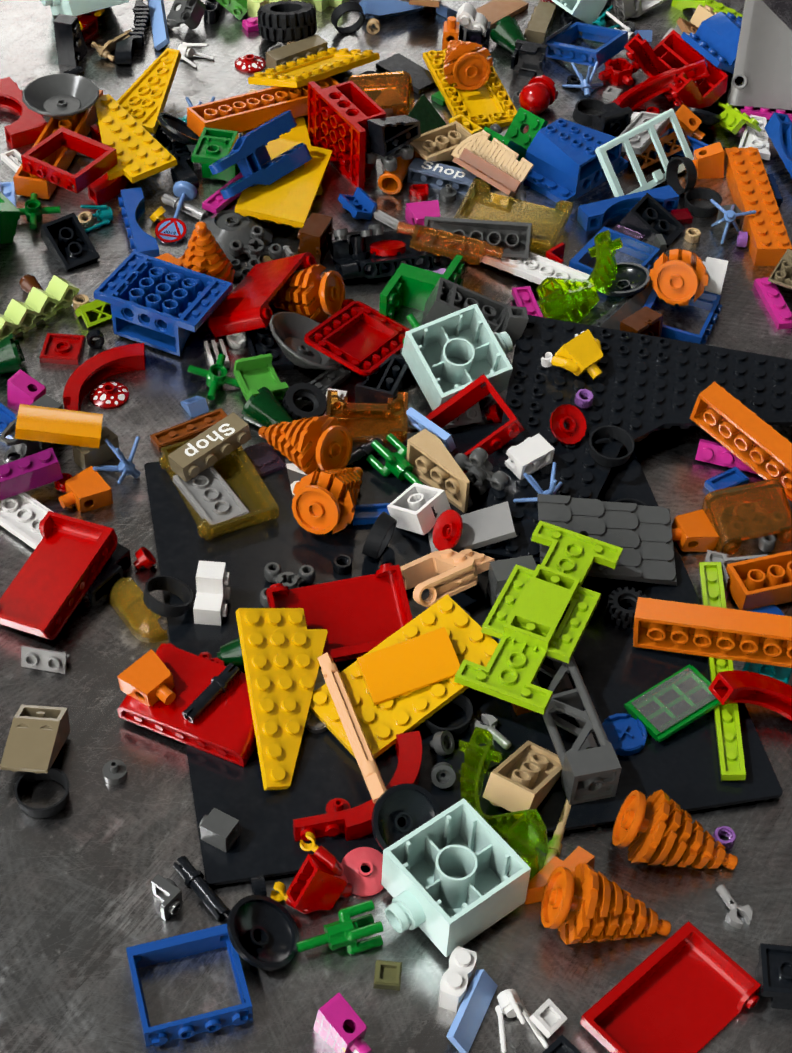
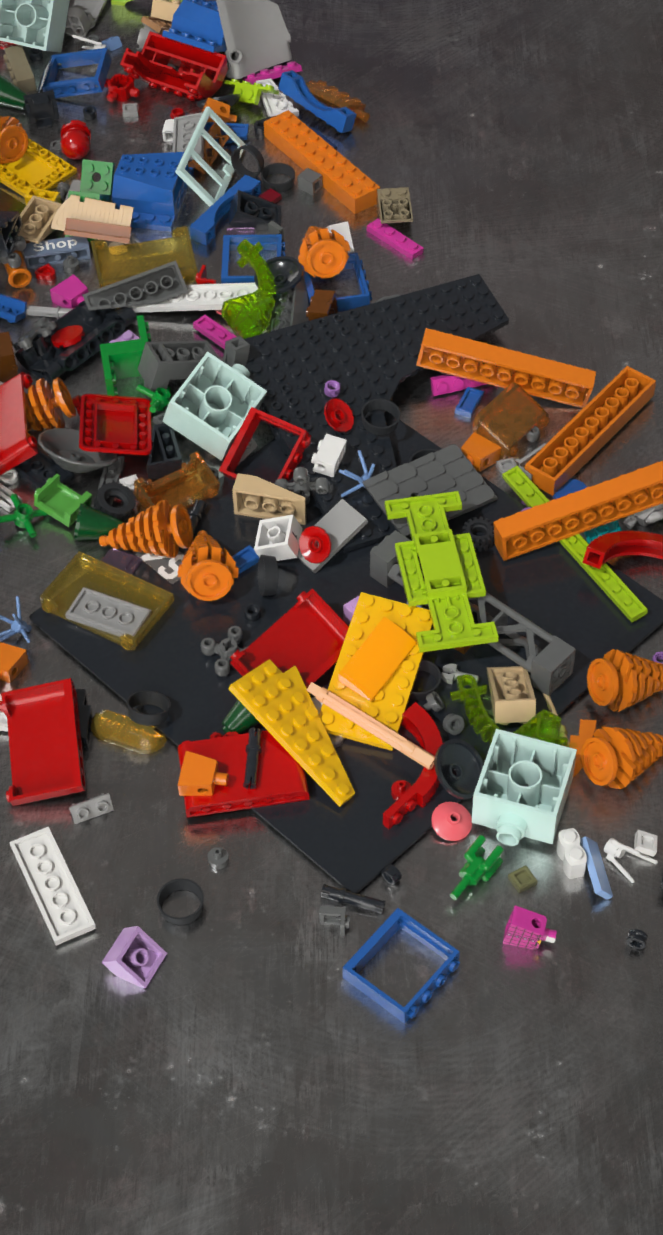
camera: 30 degrees left, 5 degrees up
(35, 738) = (146, 867): dark tan slope -> none
(144, 558) = (97, 690): red tile -> none
(186, 430) = (38, 570): dark orange tile -> none
(195, 406) = (24, 548): medium blue slope -> none
(209, 447) = (81, 575): dark tan brick -> none
(211, 593) = (179, 687): white brick -> none
(219, 829) = (334, 851): dark grey brick -> none
(263, 932) = (424, 900): black dish -> none
(316, 883) = (433, 846): red torso -> none
(395, 461) = (228, 512): green plant -> none
(421, 423) = (231, 470): light blue tile -> none
(443, 573) = (346, 566): light nougat plate -> none
(448, 244) = (120, 309): clear orange plate -> none
(495, 413) = (264, 433): red tile -> none
(577, 355) = (305, 356): yellow torso -> none
(585, 84) = (104, 111): medium blue plant -> none
(585, 119) = (127, 144): black tyre -> none
(601, 21) = (70, 47): teal plant -> none
(614, 119) = (160, 137): black panel -> none
(625, 733) = (550, 622): blue tile -> none
(659, 84) = (161, 95): red arch -> none
(673, 703) = (563, 586): clear piece -> none
(692, 235) = (291, 210): tan axle -> none
(709, 161) = (260, 137): orange torso -> none
(729, 217) = (314, 182): medium blue plant -> none
(742, 239) = (332, 196): medium lavender axle -> none

